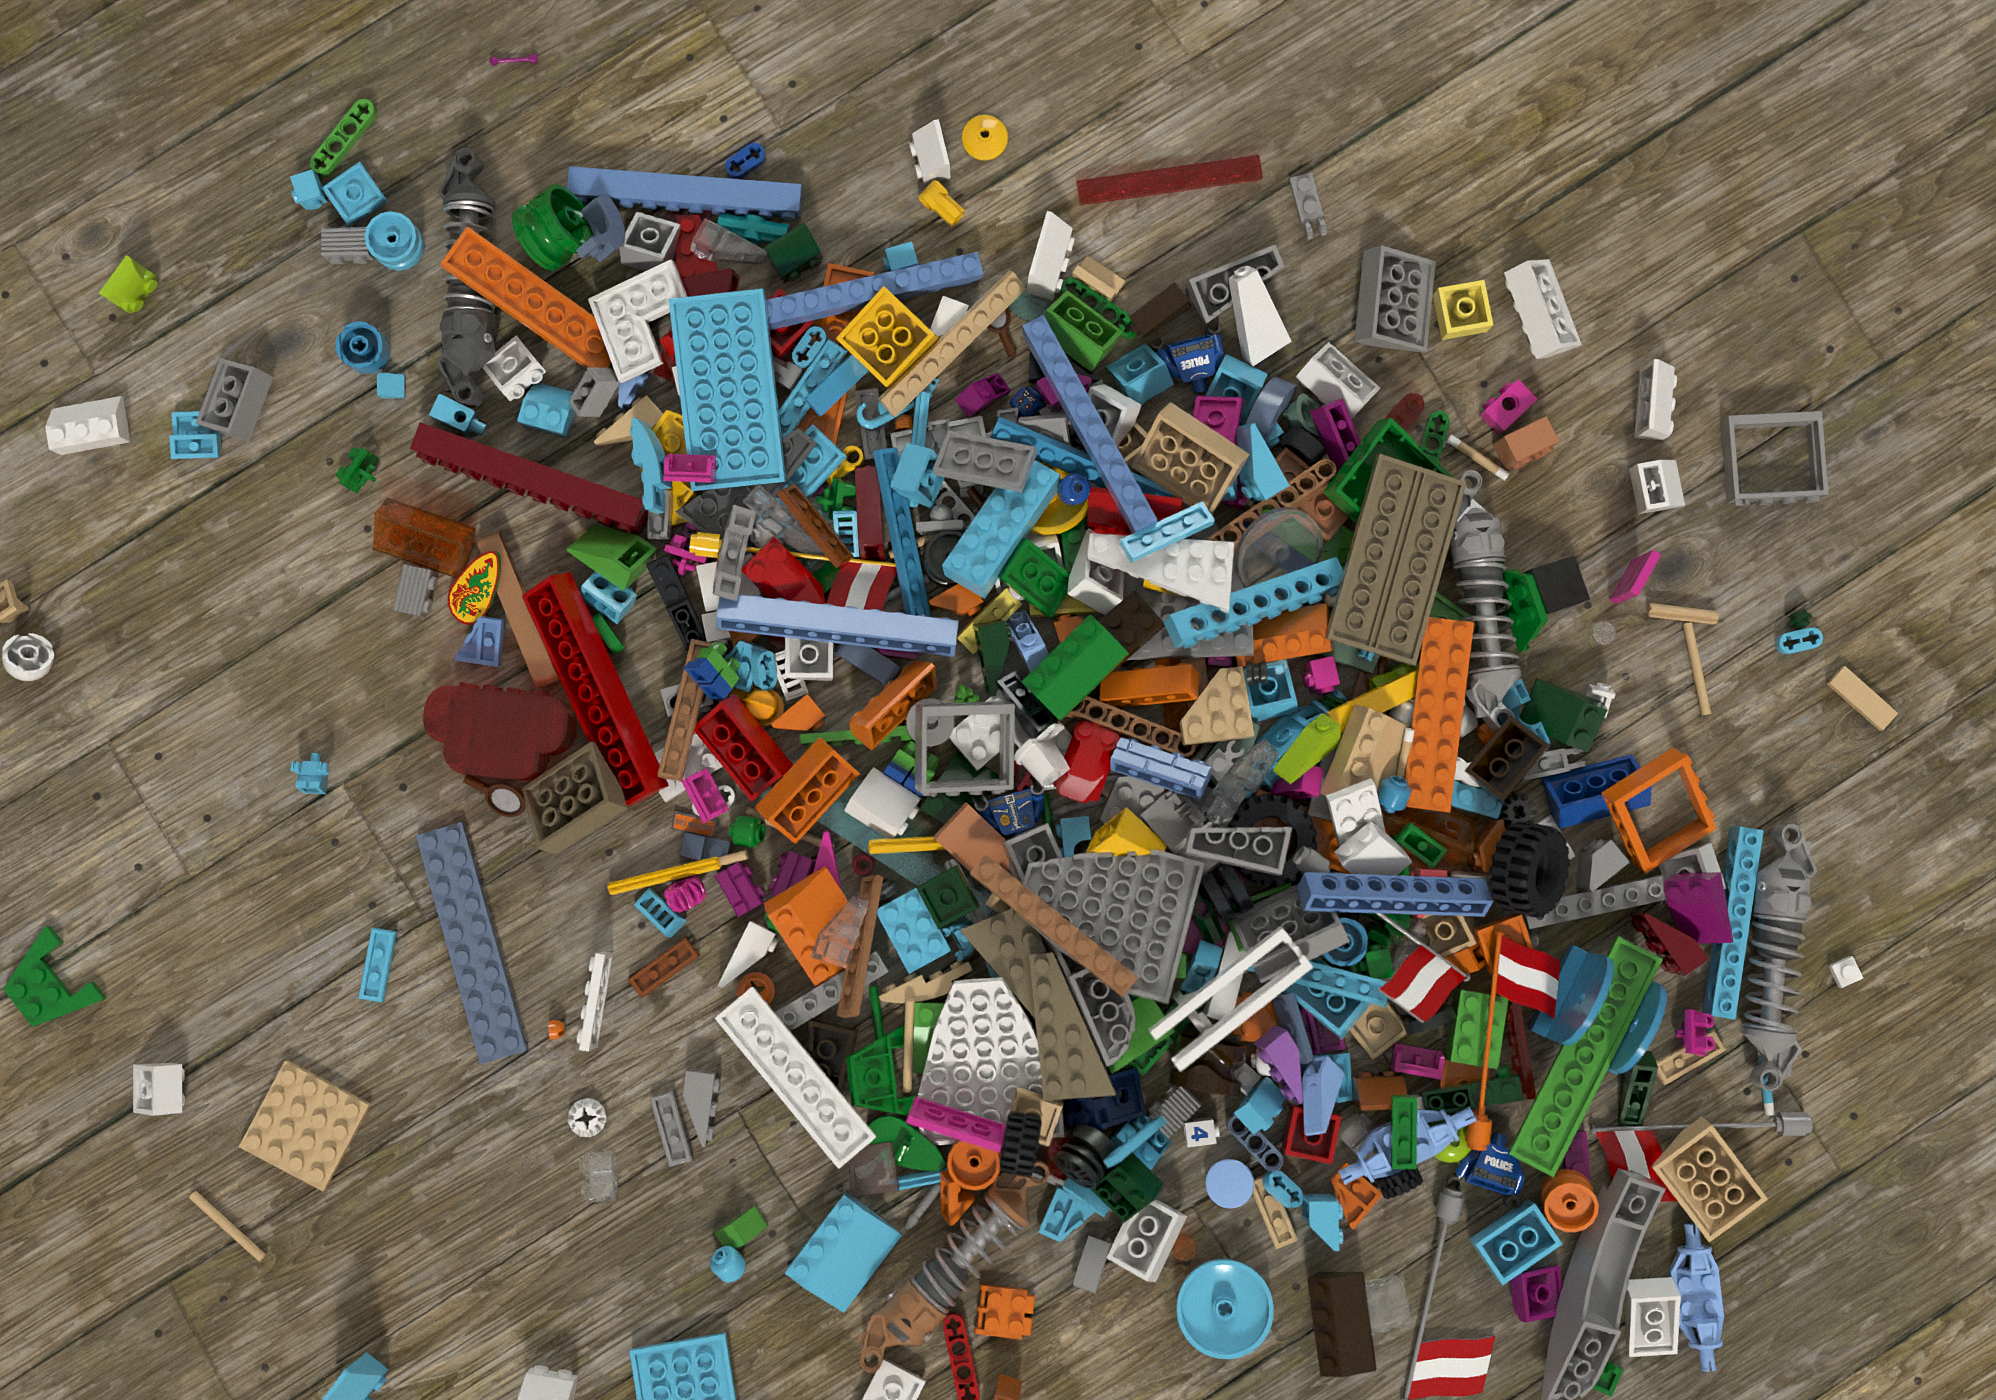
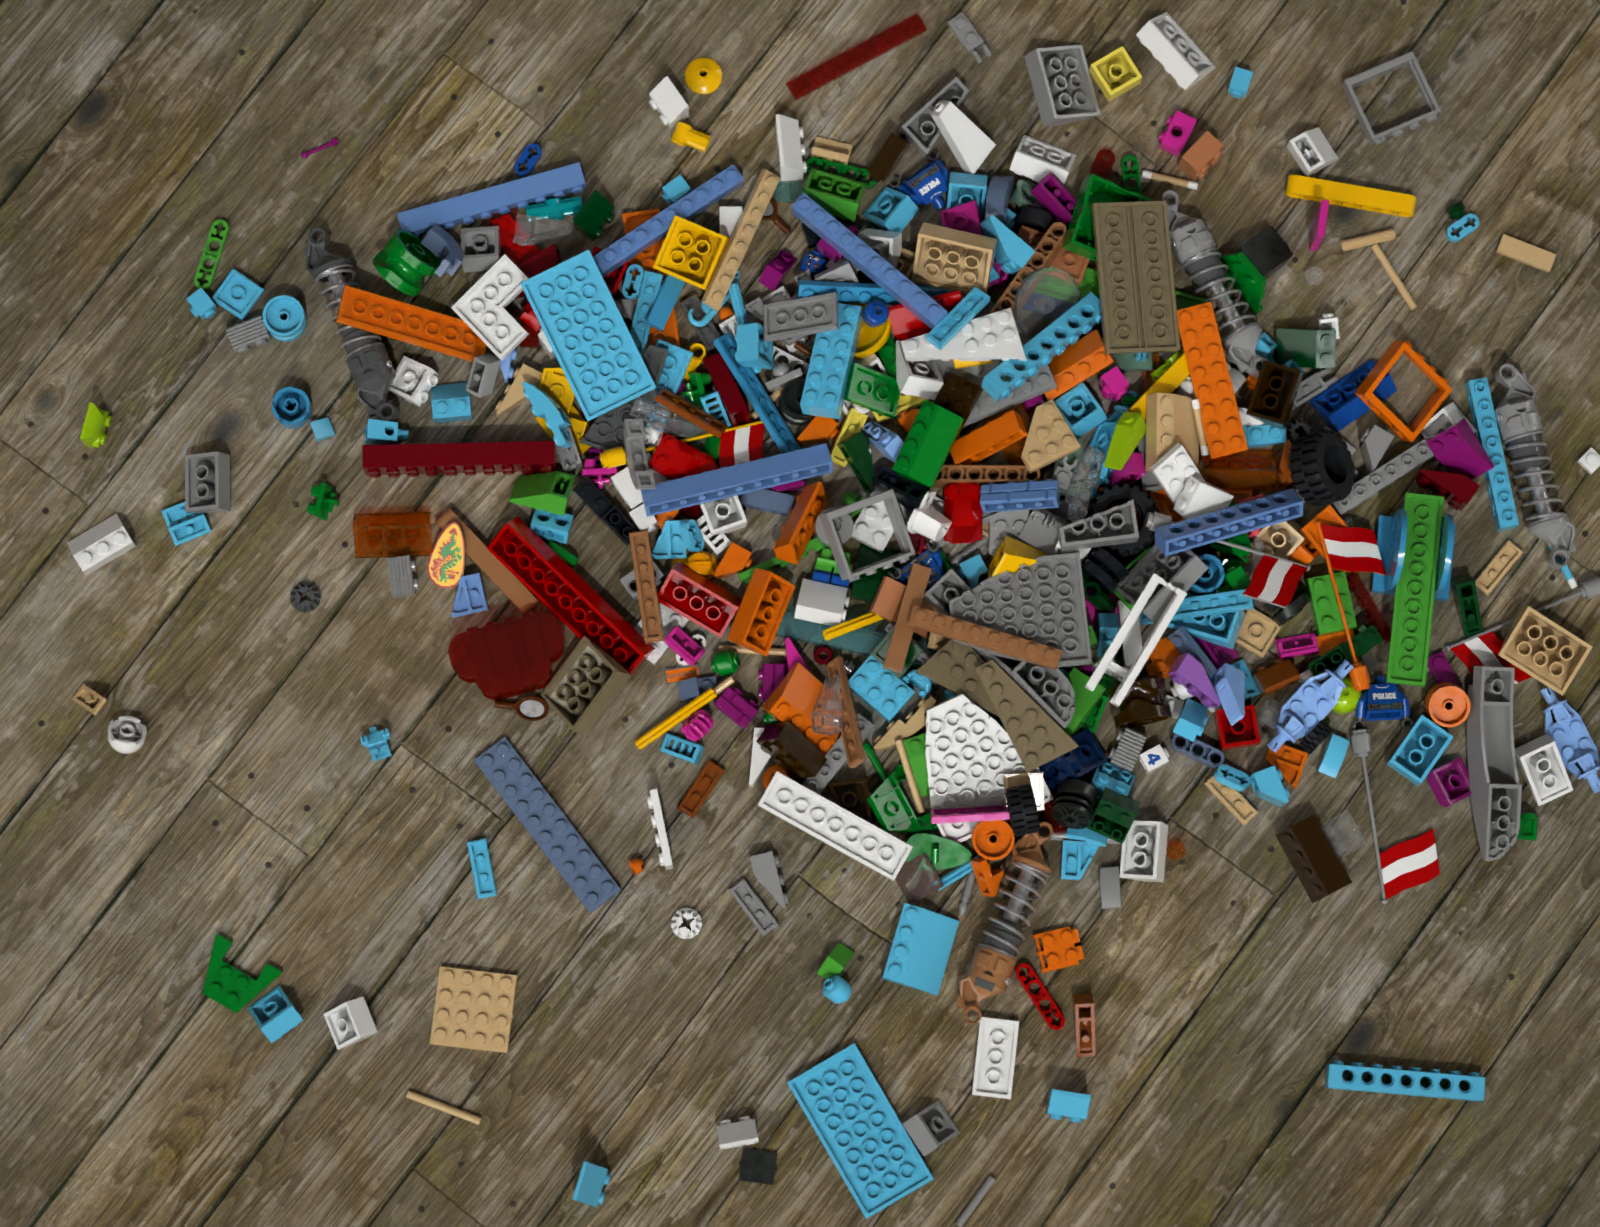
camera: 20 degrees left, 5 degrees down
(75, 1046) = (275, 1014): none -> medium azure slope
(308, 573) = (305, 606): none -> dark grey gear
(599, 1176) = (714, 961): clear brick -> none
(690, 468) = (581, 403): dark pink hinge -> none
(714, 673) = (656, 549): hips -> none
(779, 968) = (791, 750): none -> dark brown brick
(960, 880) = (902, 631): none -> medium nougat tile
(1134, 1141) = (1106, 777): medium azure tile -> none
(1224, 1308) = (1222, 881): medium azure dish -> none
(1229, 1183) = (1190, 788): light blue tile -> none
(1256, 673) = (1064, 400): pearl dark grey wheel -> none
(1394, 794) = (1201, 451): dark azure head -> none
(1403, 1132) = (1303, 695): green plate -> none
(1411, 1208) = (1334, 755): none -> medium azure slope
(1420, 845) = (1236, 482): green slope -> none
(1603, 373) = (1239, 82): none -> medium azure brick
(1655, 401) = (1286, 89): white slope -> none
(1683, 555) = (1351, 195): none -> yellow beam
(1694, 1033) = (1493, 545): dark pink hips -> none

